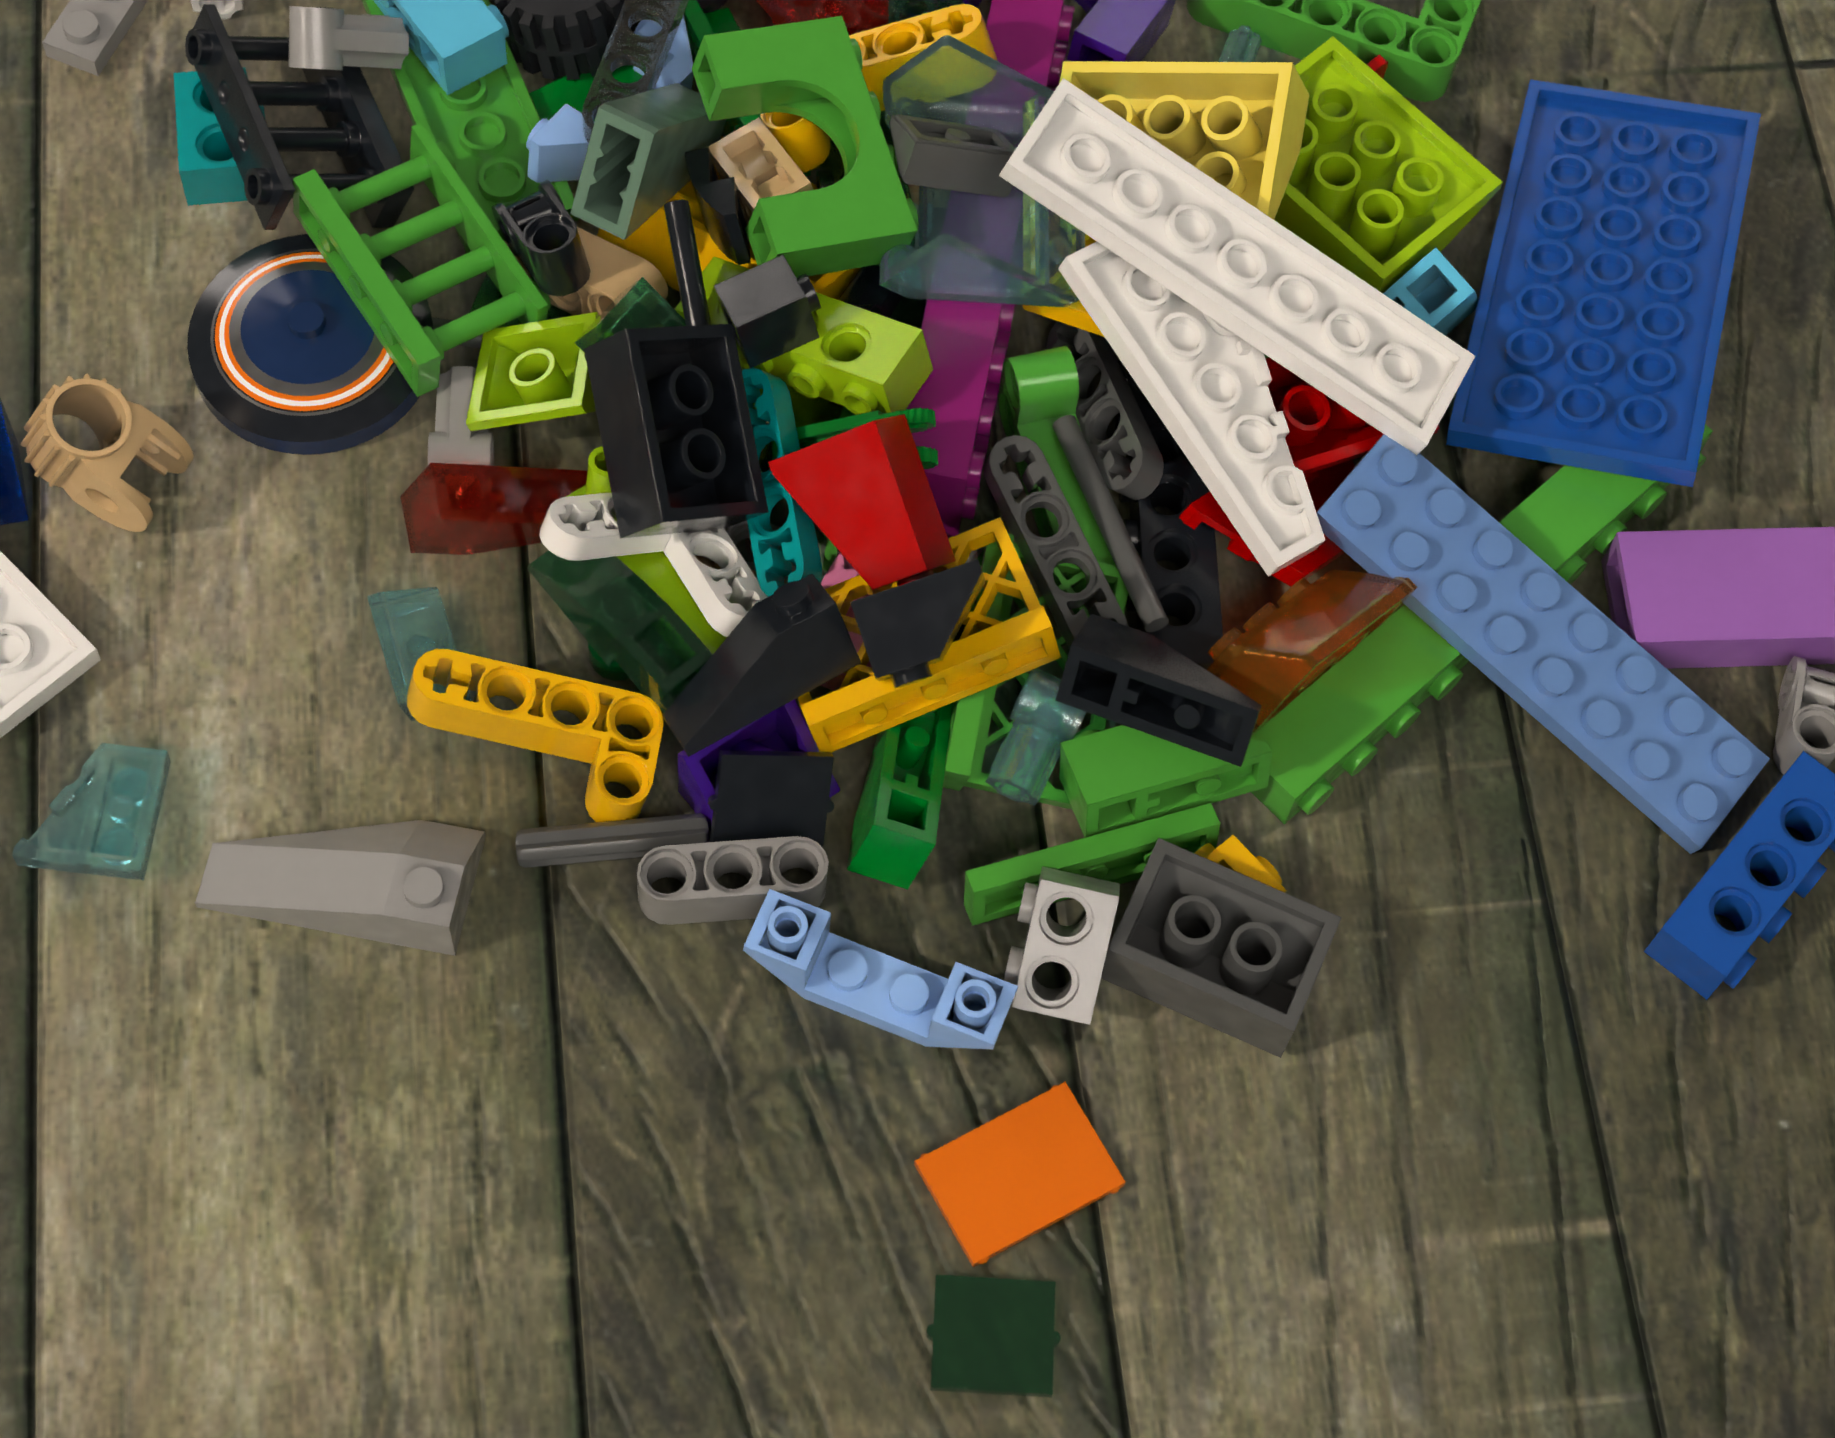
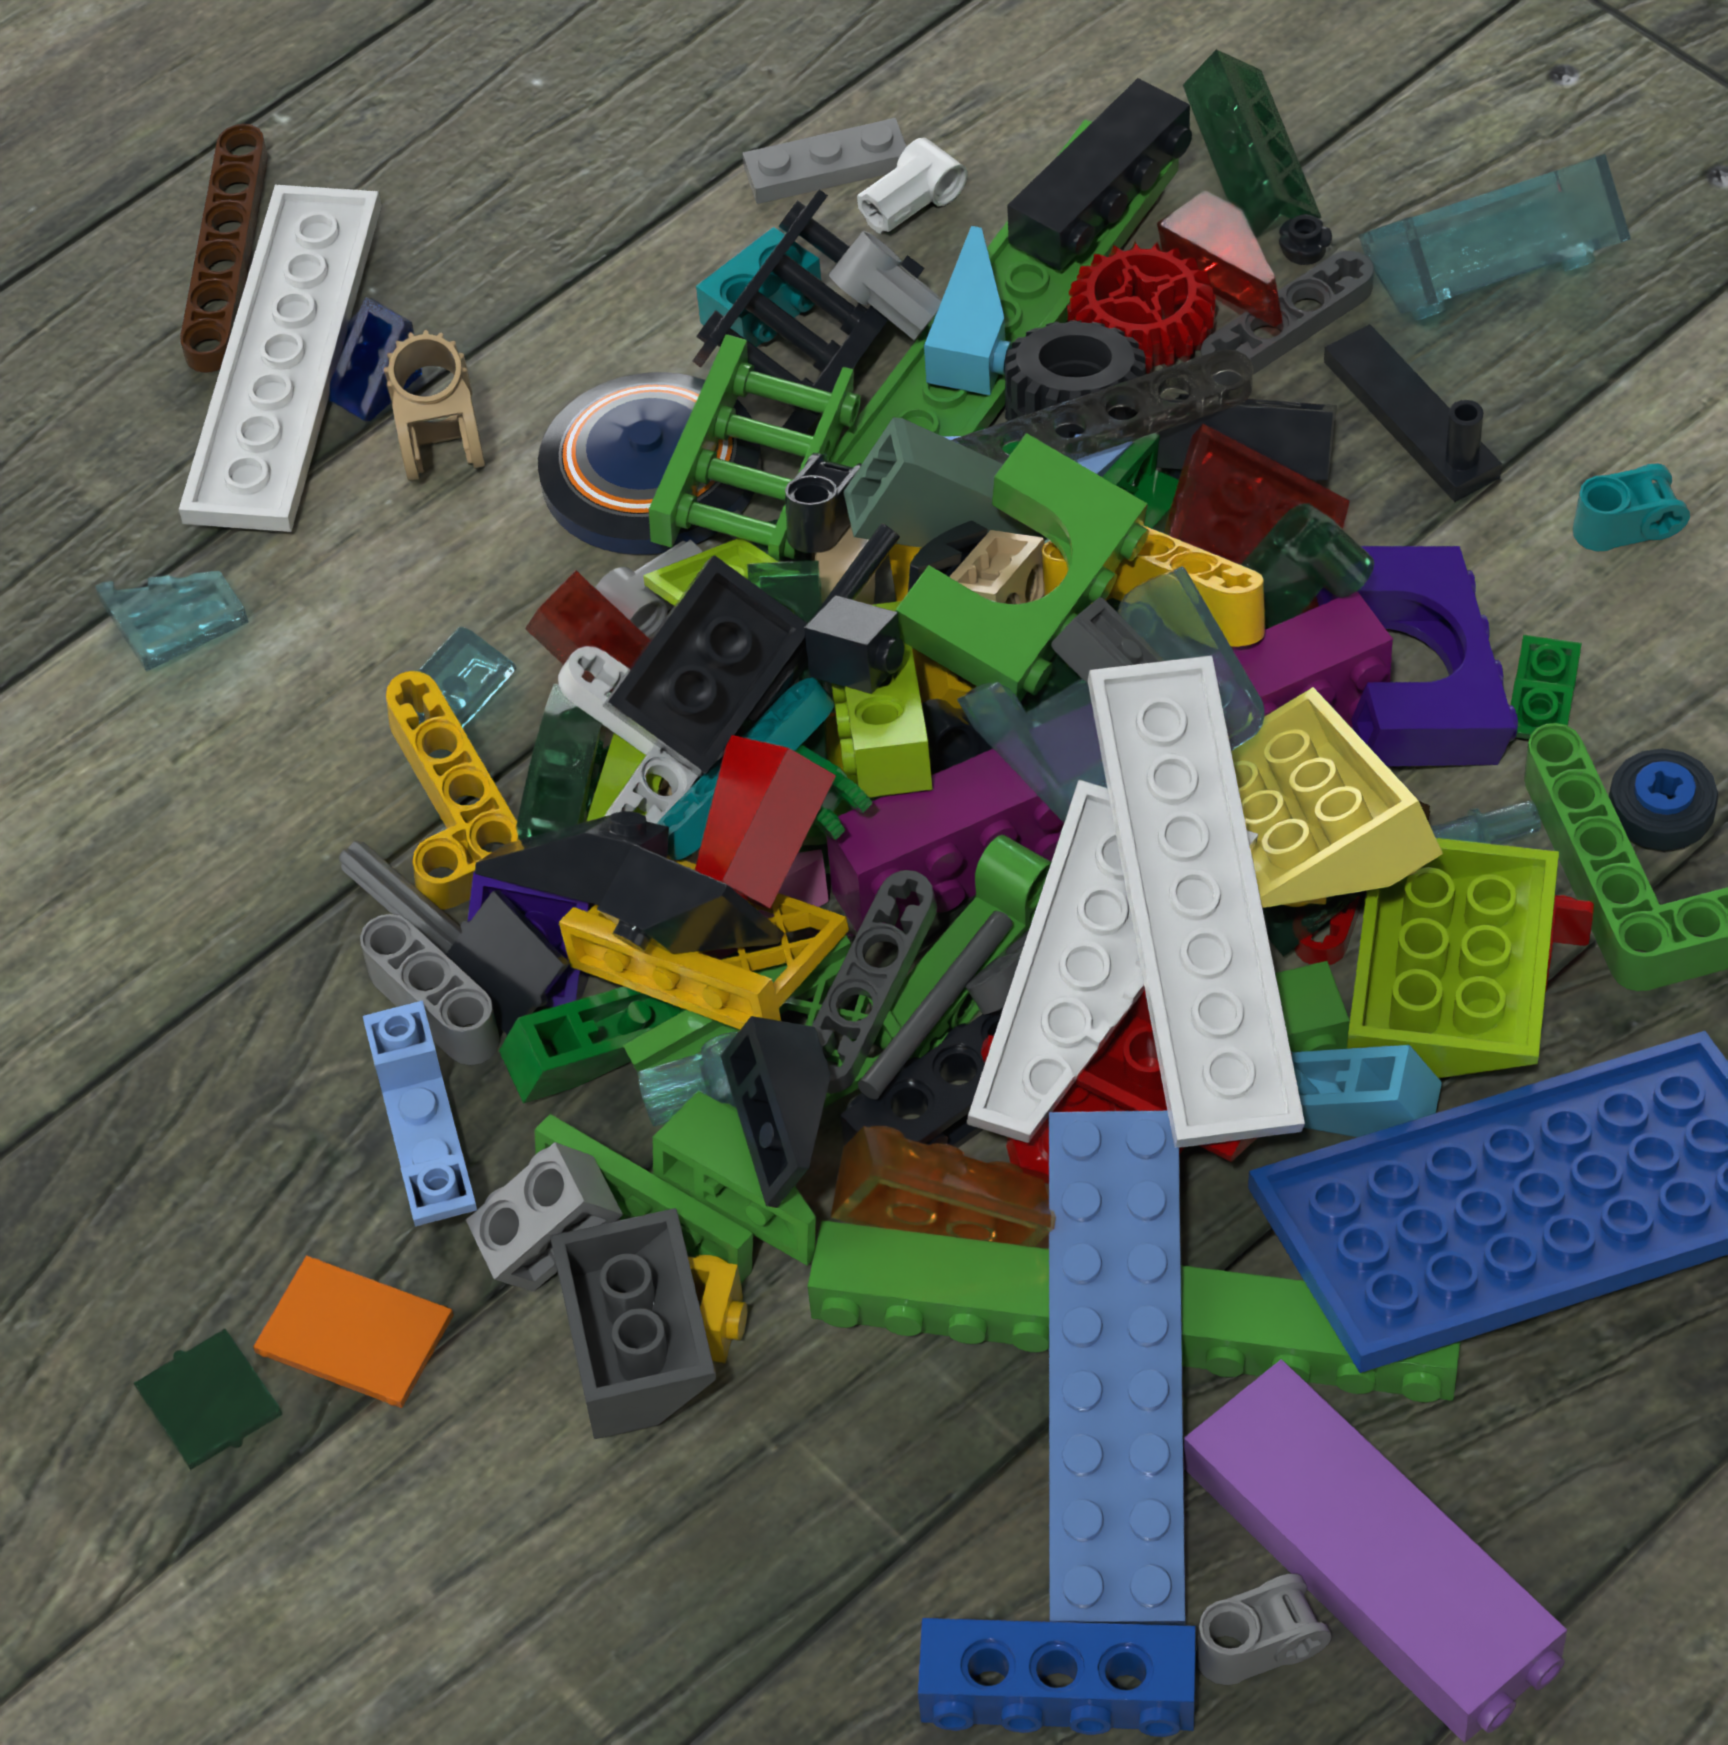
camera: 65 degrees right, 10 degrees down
(365, 882) = (250, 788): light grey wedge -> none

